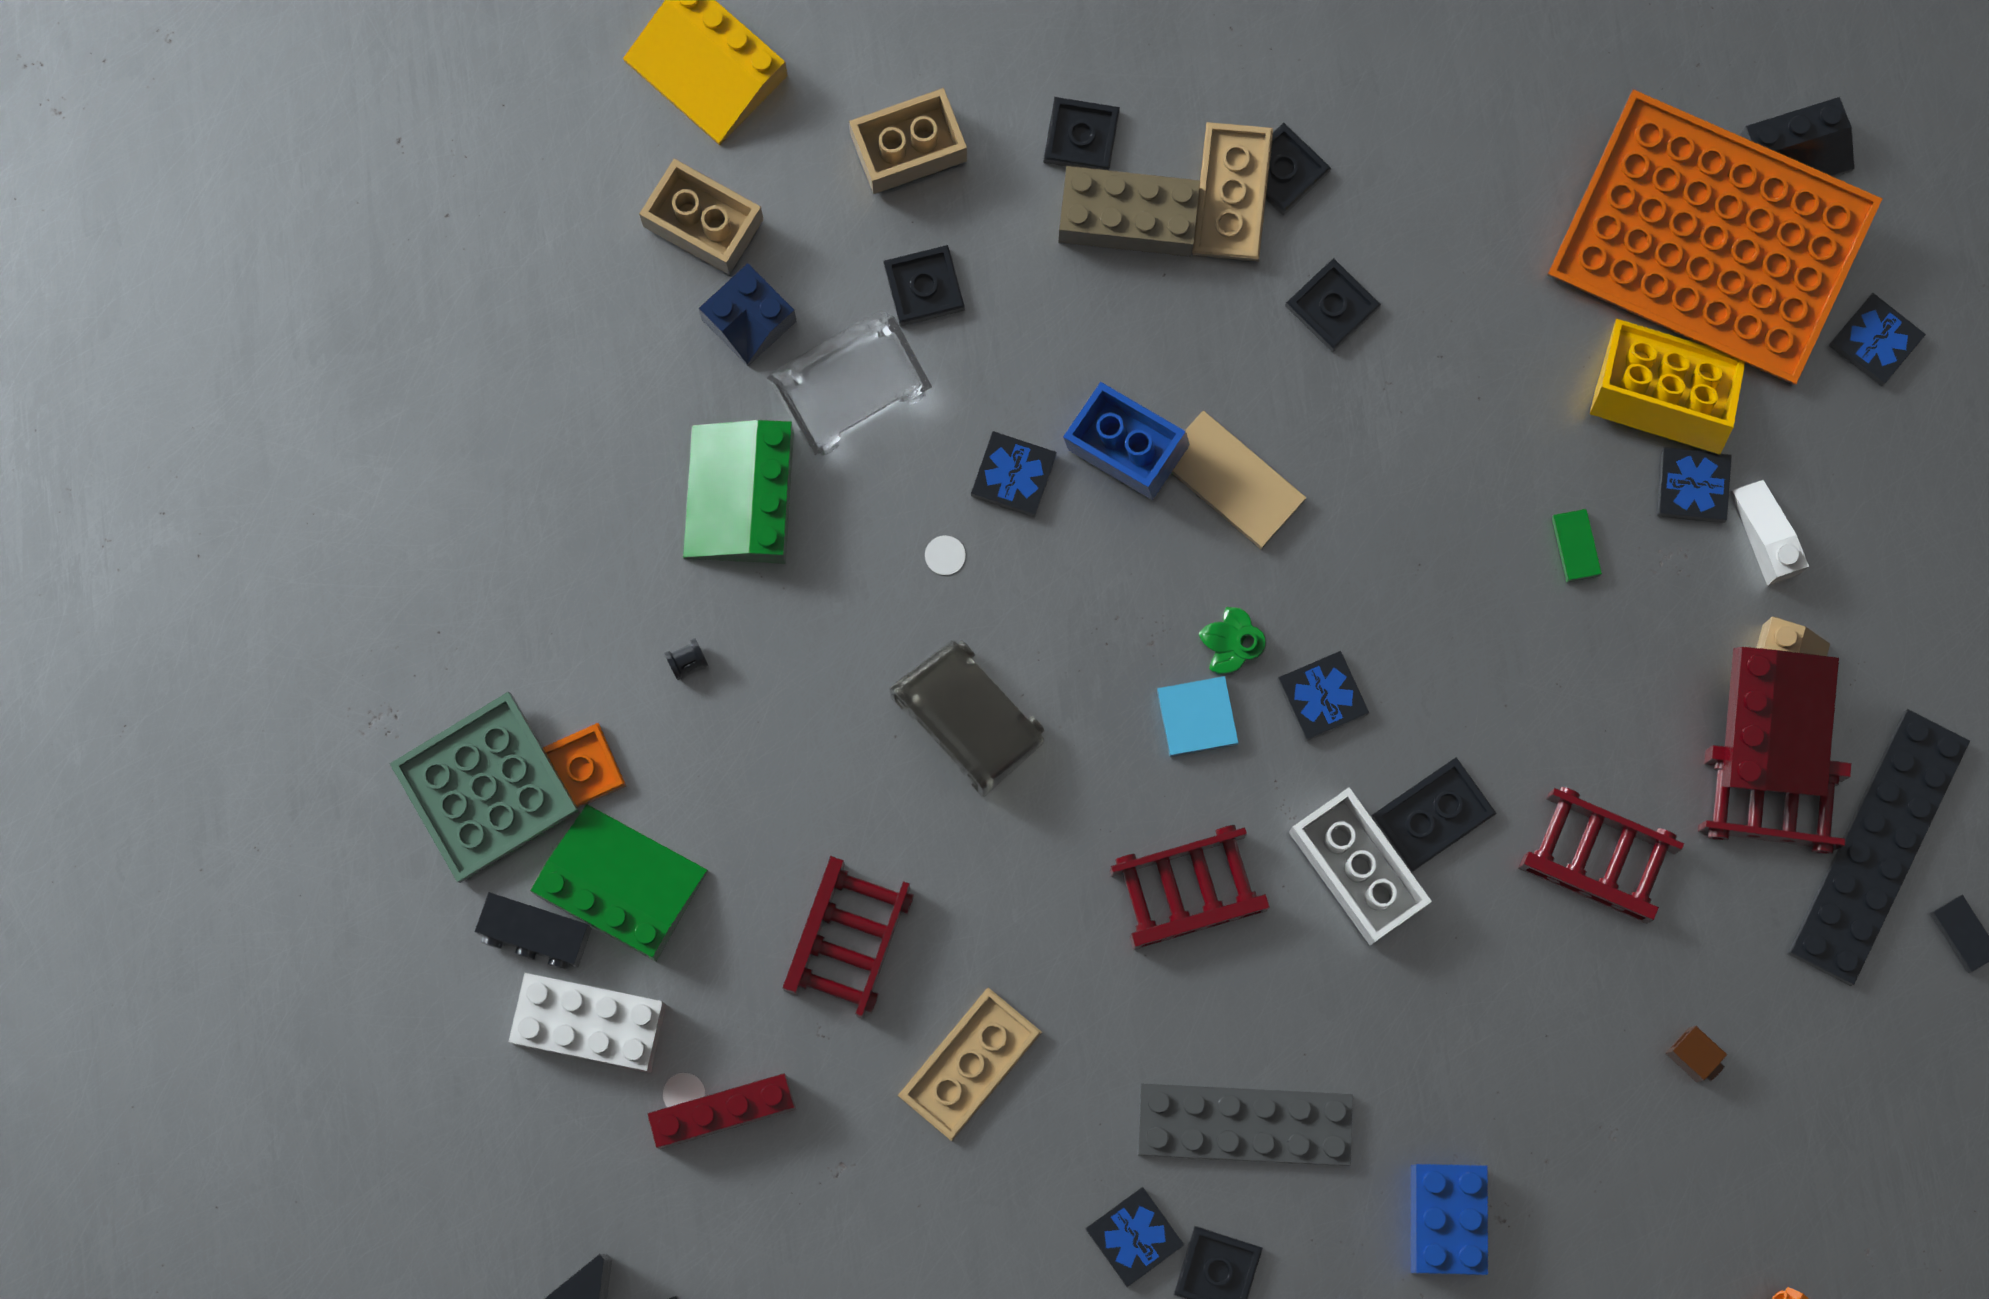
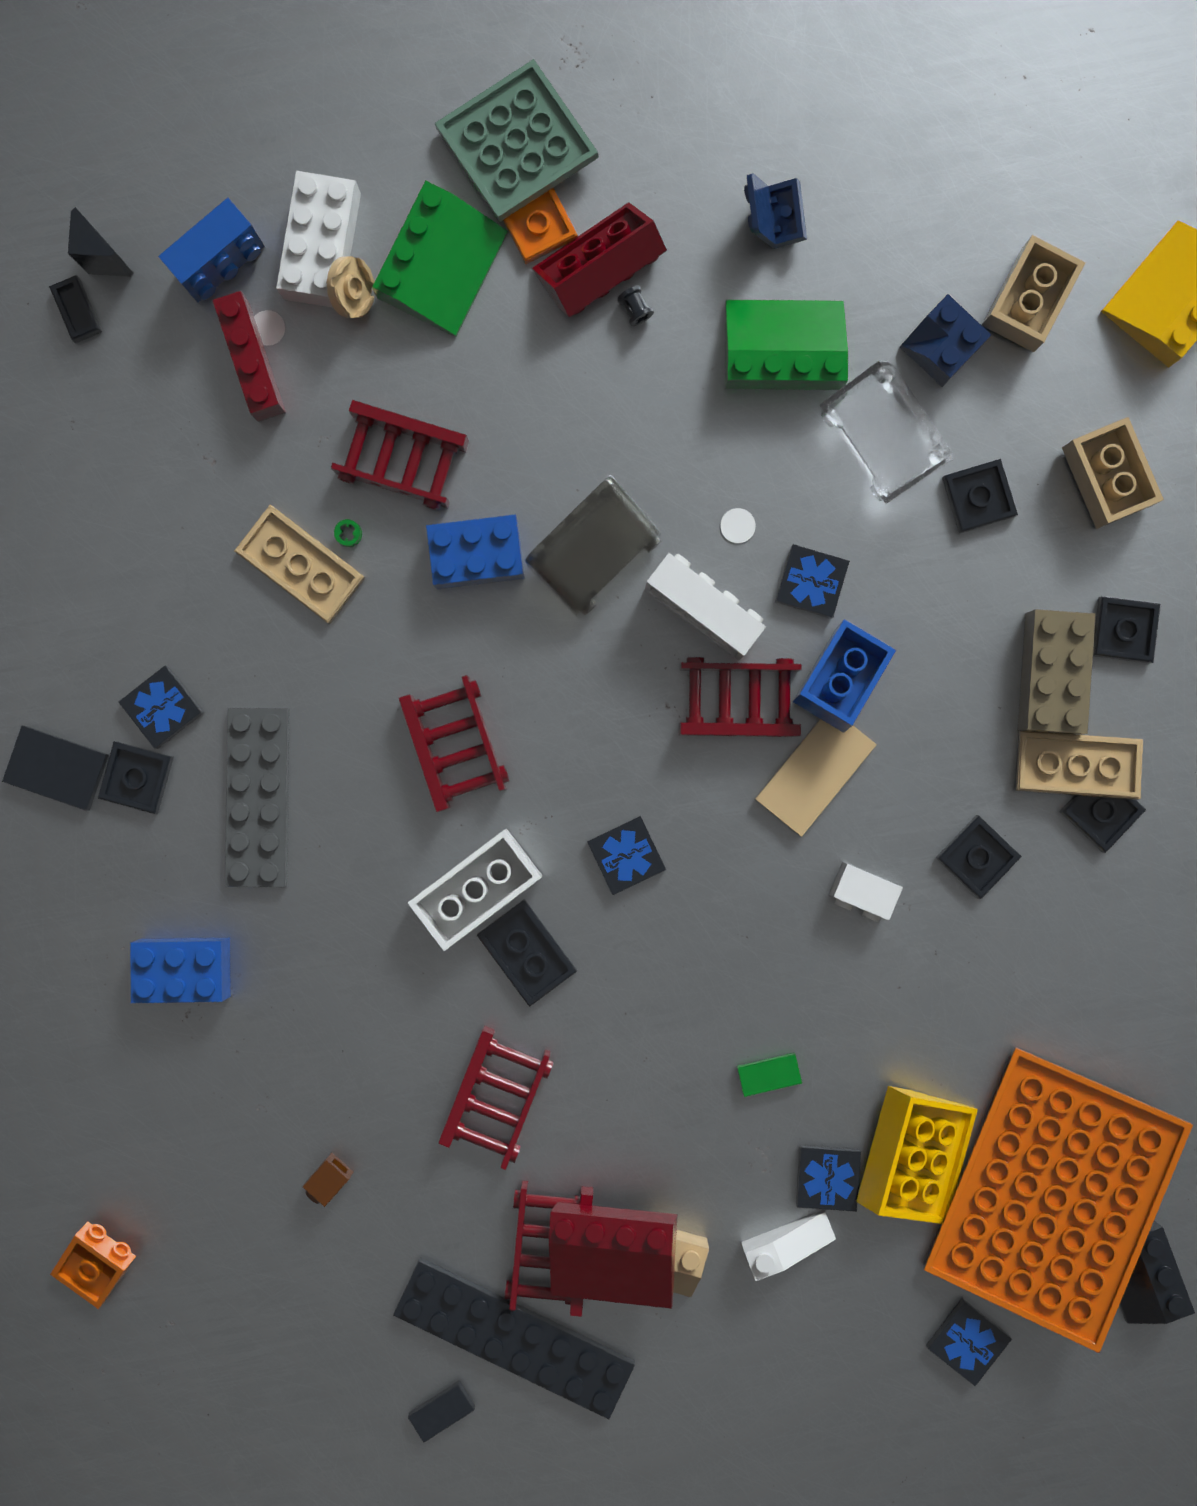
camera: 90 degrees right, 10 degrees up
(532, 931) = (395, 187): black brick -> none
(588, 493) = (776, 211): none -> dark blue bracket
(597, 1146) = (212, 250): none -> blue brick
(628, 697) = (600, 259): none -> dark red slope
(648, 986) = (350, 287): none -> tan tile
(936, 994) = (357, 533): none -> green bush
(966, 852) = (475, 552): none -> blue brick
(1042, 591) = (705, 606): none -> white brick
(1177, 544) = (753, 724): none -> dark red fence
(1197, 716) = (604, 747): medium azure tile -> none
(1227, 641) = (671, 771): green plate -> none
(1370, 428) = (866, 892): none -> white brick

